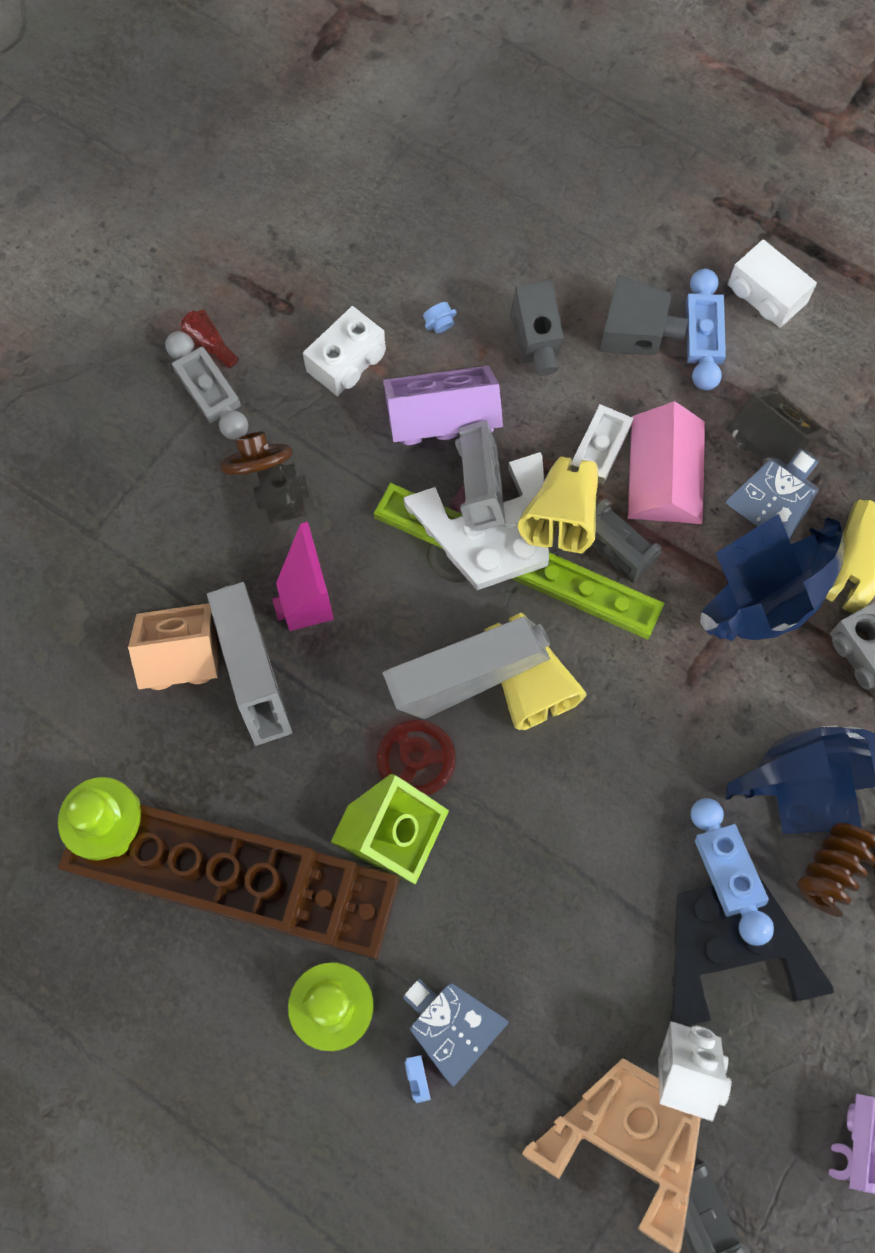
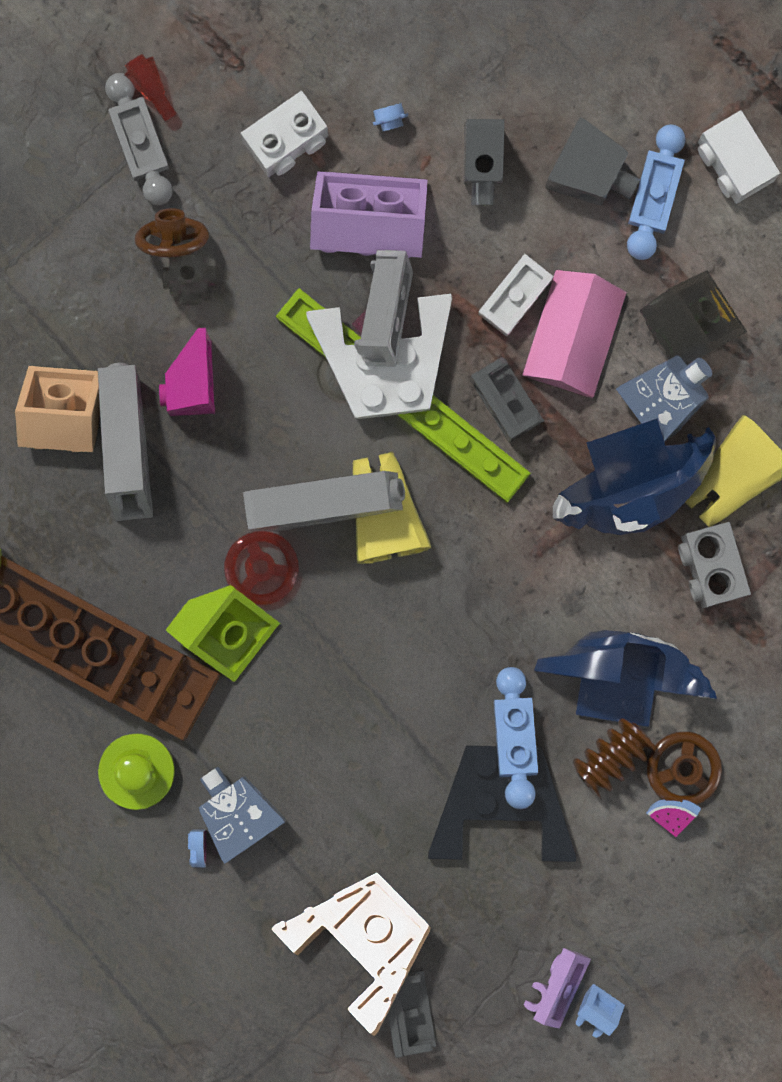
camera: 10 degrees right, 15 degrees up
(565, 501) = (456, 360): light yellow piece -> none
(693, 1071) = (430, 898): white brick -> none

